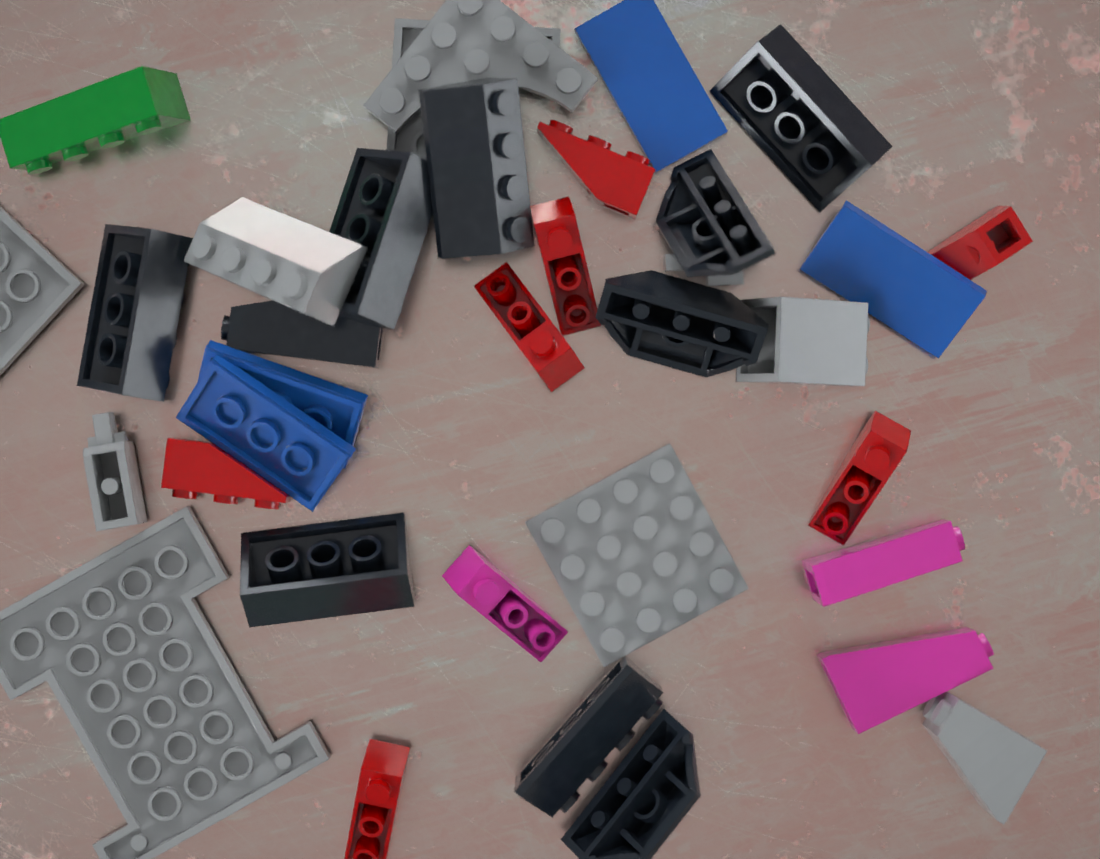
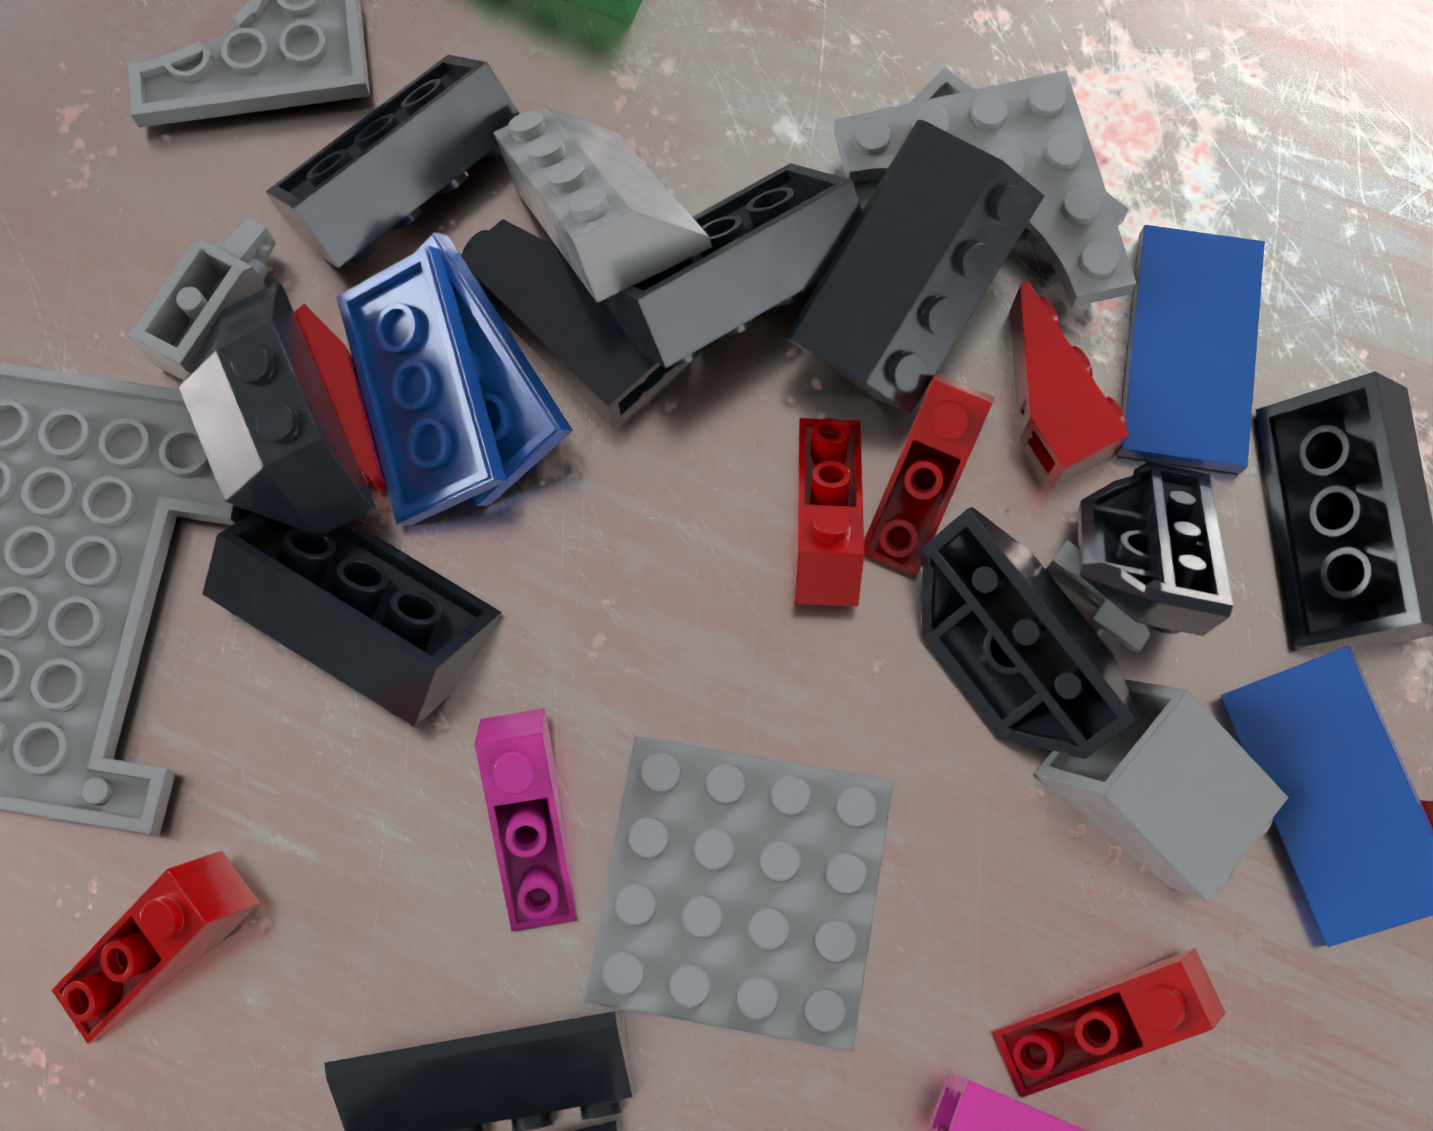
camera: 40 degrees right, 15 degrees down
(207, 512) = (272, 420): none -> black wedge

